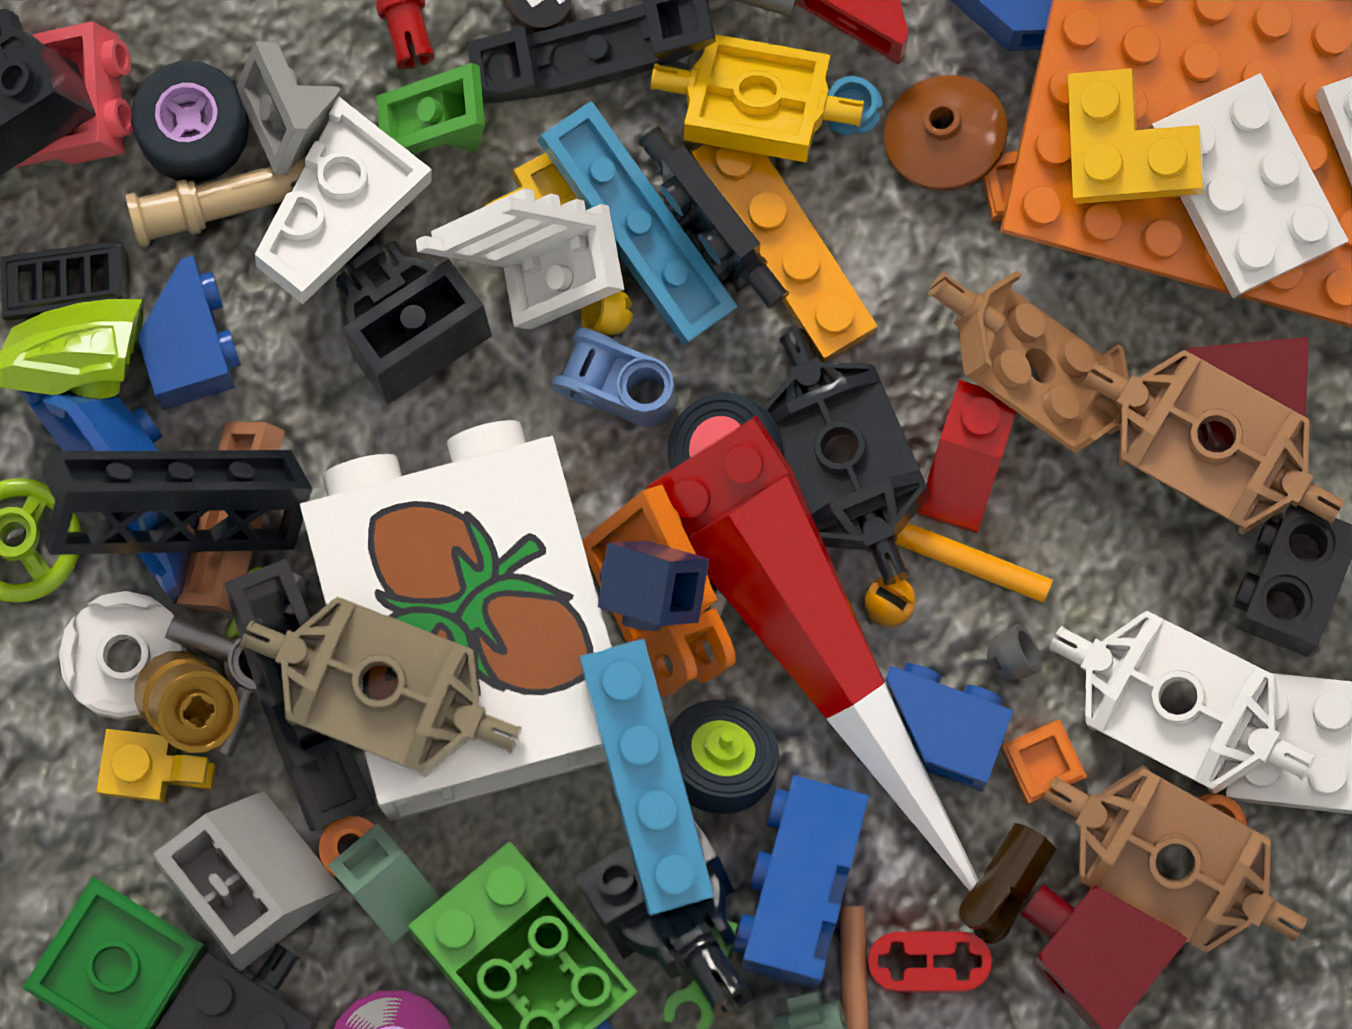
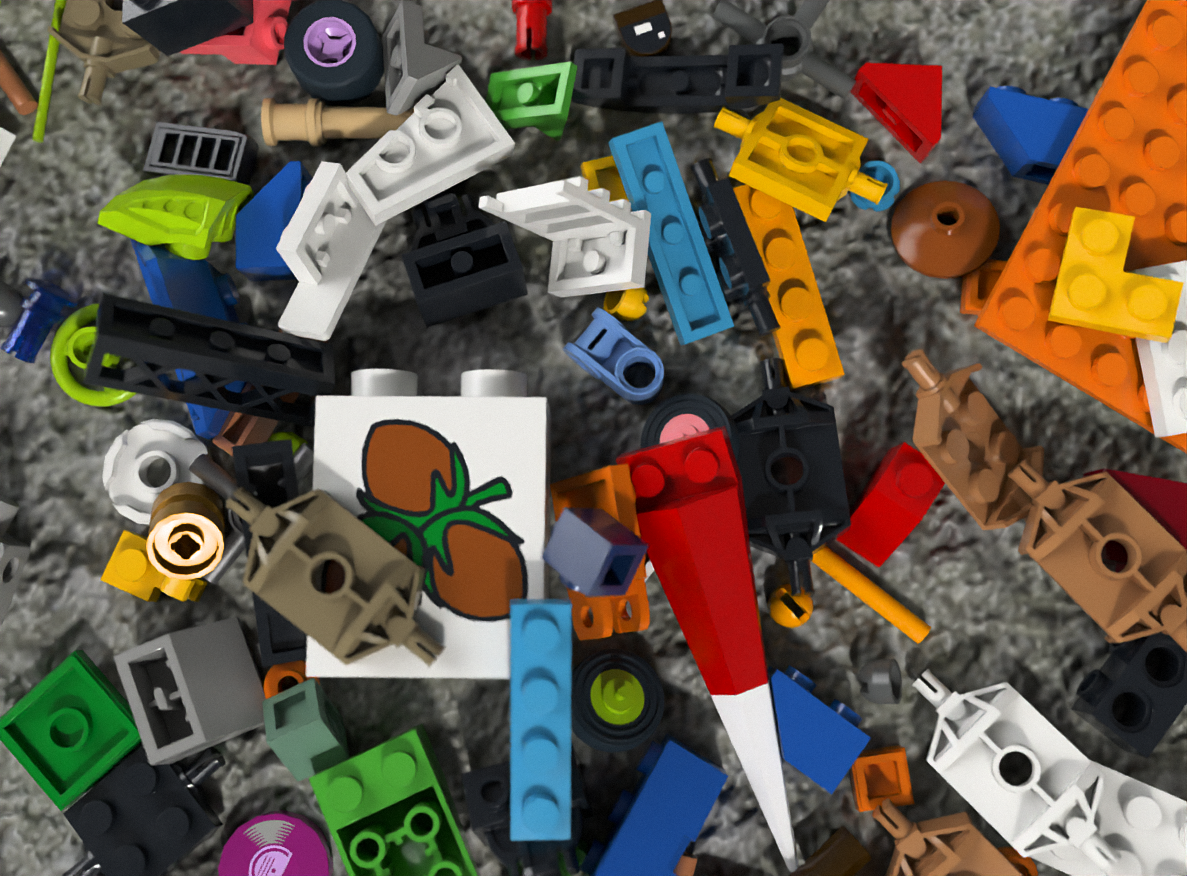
camera: 20 degrees right, 5 degrees up
(255, 349) = (326, 252): none -> white bracket

